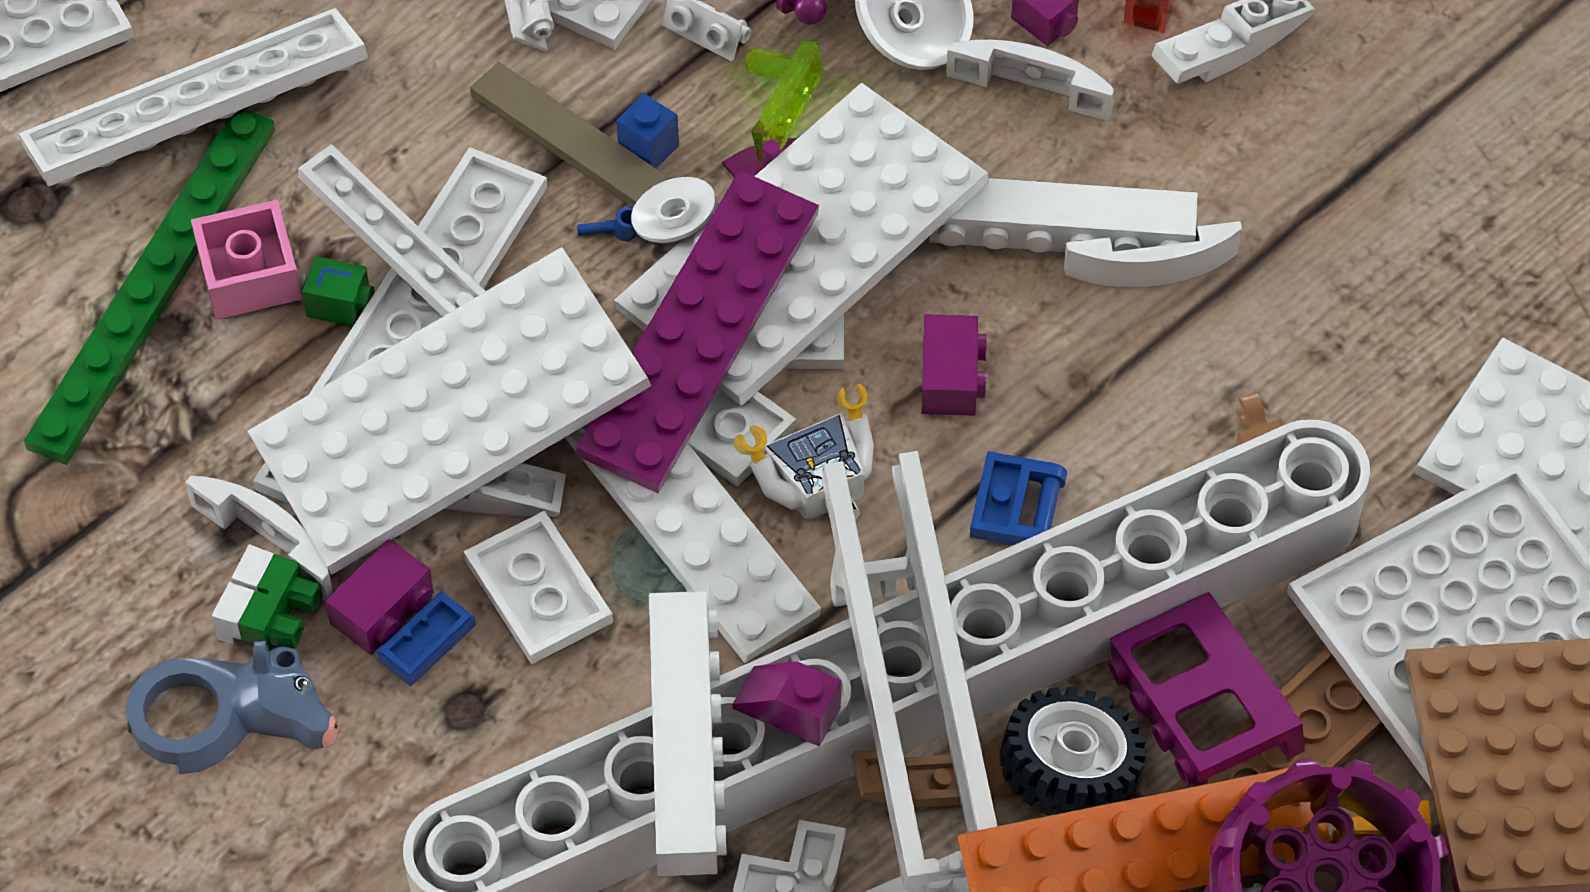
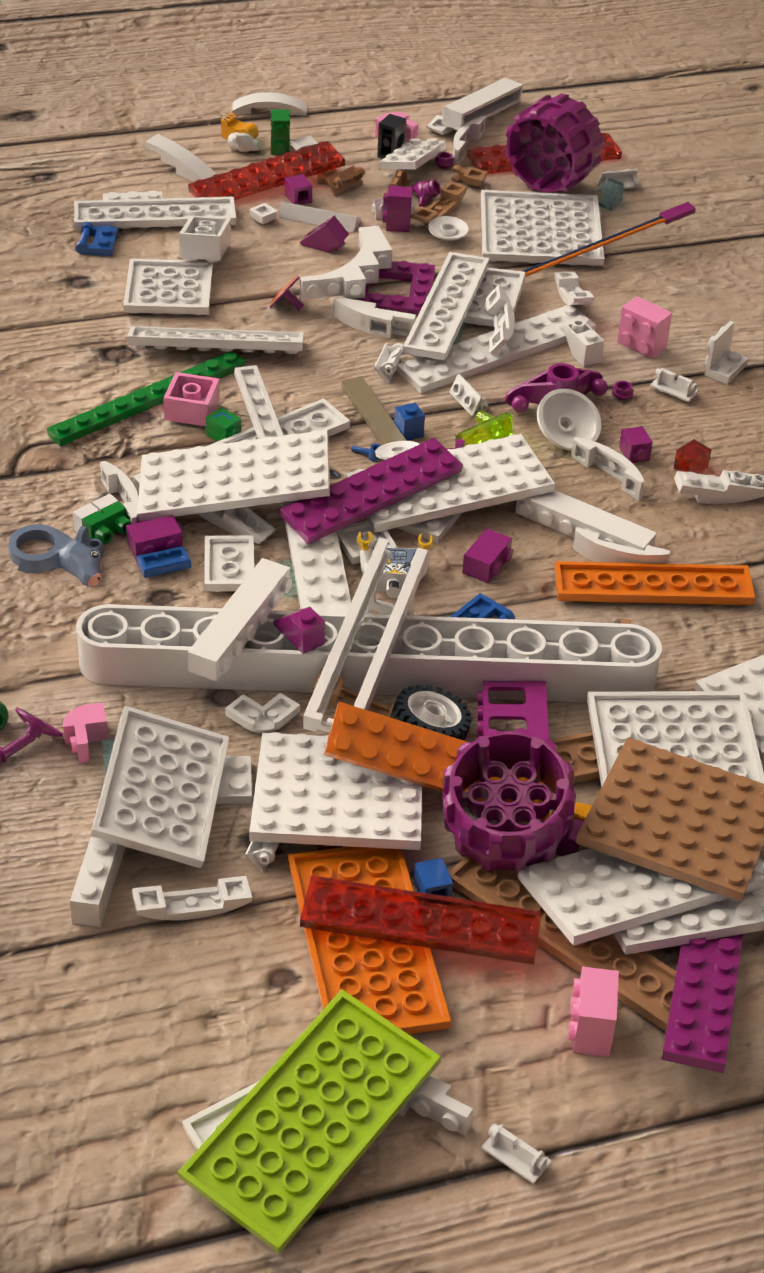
camera: 25 degrees right, 15 degrees down
(1238, 293) = (653, 583): none -> orange plate

